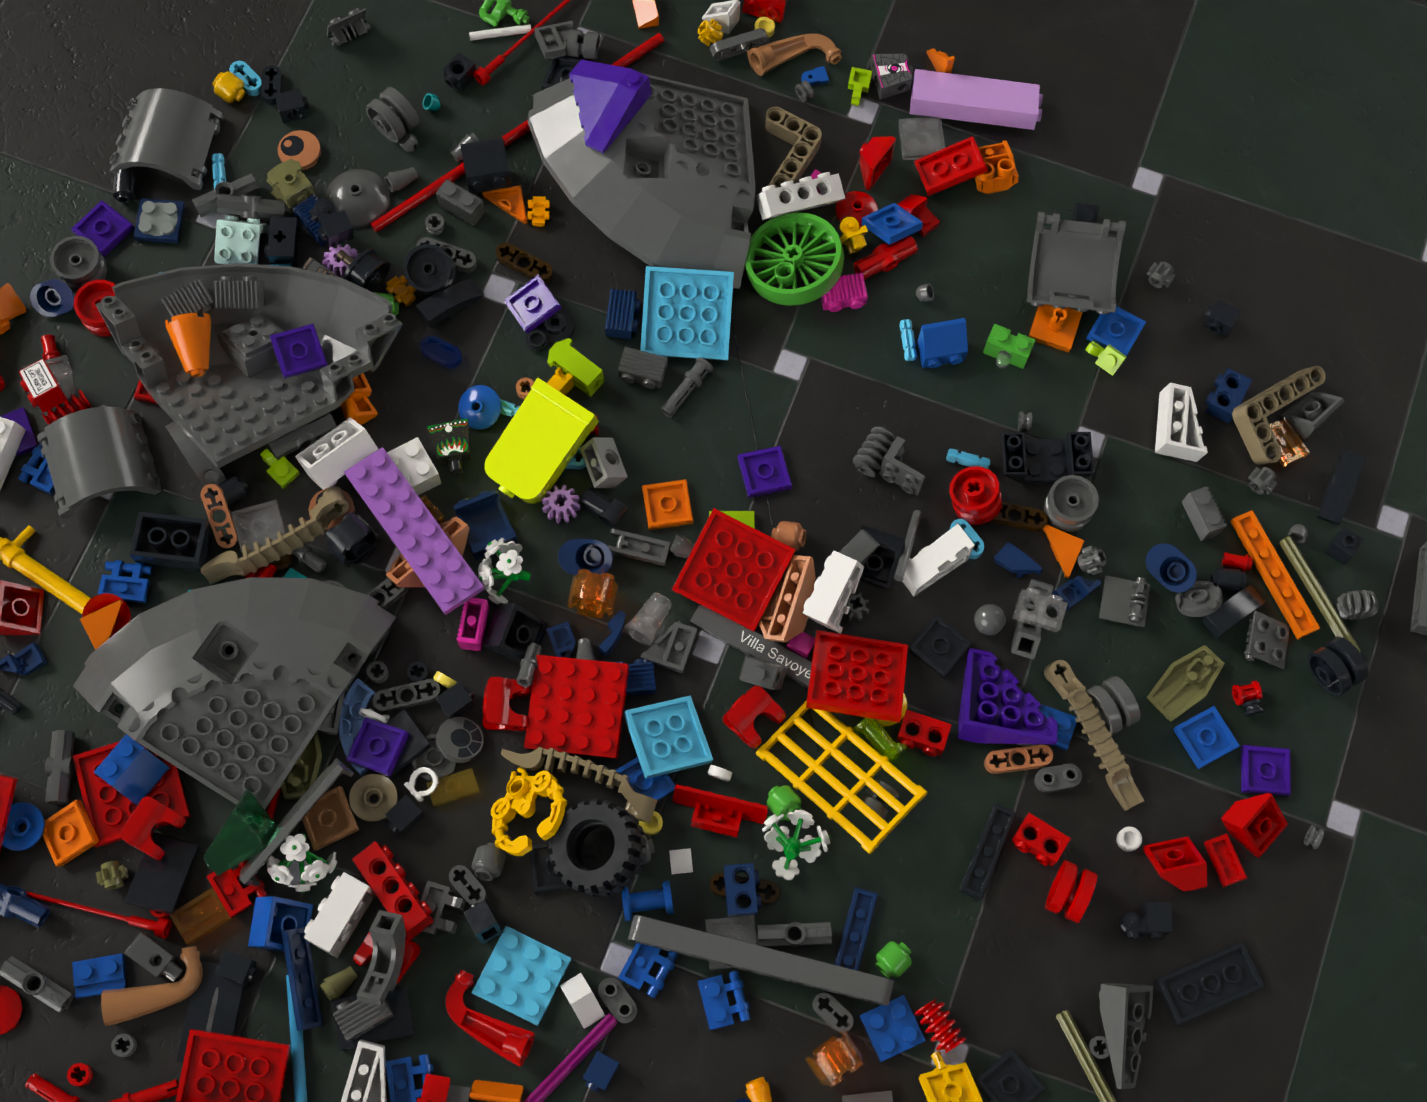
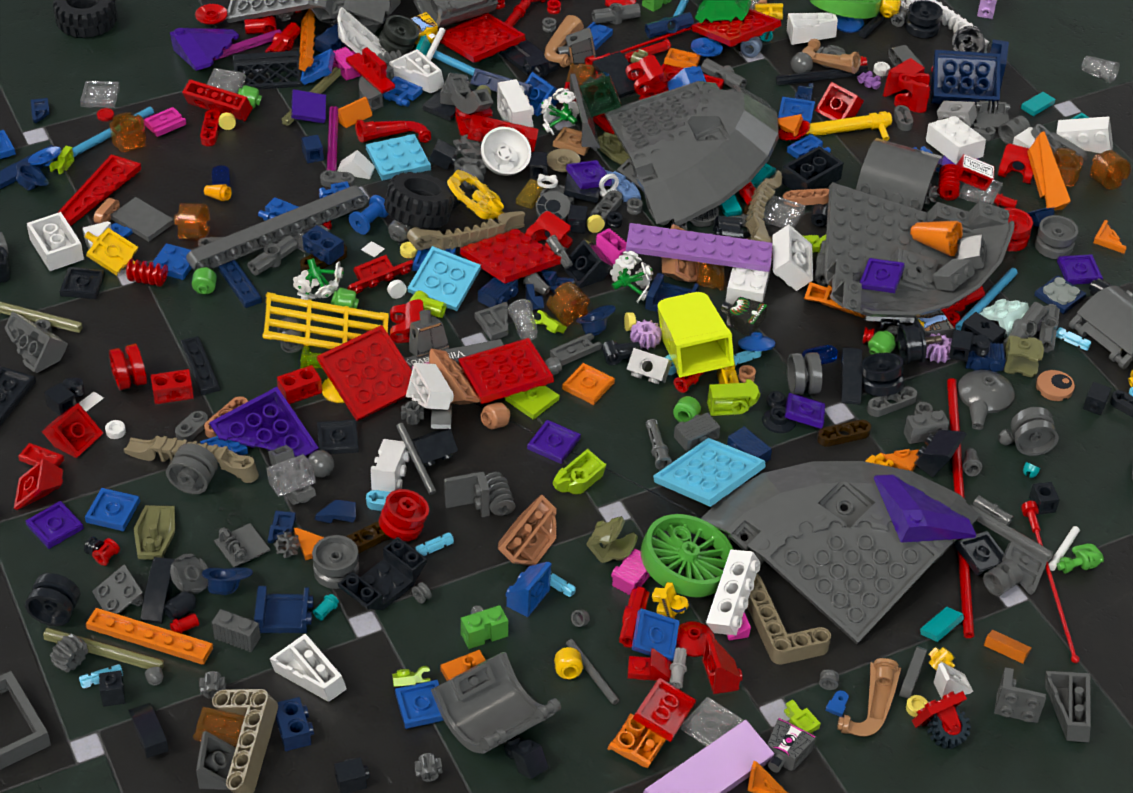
camera: 135 degrees right, 25 degrees down
(26, 235) = (1109, 239): none -> orange tile
(63, 644) = (795, 106): none -> blue plate
(81, 887) = (652, 49): none -> red axle
(428, 849) = (508, 144): none -> white piece
(492, 328) = (804, 373): none -> dark grey wheel
(510, 99) = (993, 510): none -> dark grey pin
(526, 71) = (1013, 535): none -> dark grey axle
(556, 532) = (629, 320): none -> light yellow tile
(625, 394) = (686, 409): none -> bright green head
(626, 595) = (552, 324): none -> lime plate
(670, 58) = (942, 624): none -> teal tile
(715, 730) = (436, 307): none -> lime piece
(787, 413) = (579, 473): none -> lime piece
(836, 321) = (612, 548): none -> olive piece
(895, 393) = (530, 534): none -> nougat wedge
(899, 192) = (678, 668): none -> light grey axle
(961, 249) = (595, 675): none -> dark grey bar
(976, 263) = (568, 663): none -> yellow head
(1110, 477) = (330, 602): none -> teal pin
(1127, 901) = (90, 401): none -> white sticker
(1147, 503) = (283, 611): none -> dark blue panel
(1339, 572) = (86, 680): none -> medium azure axle

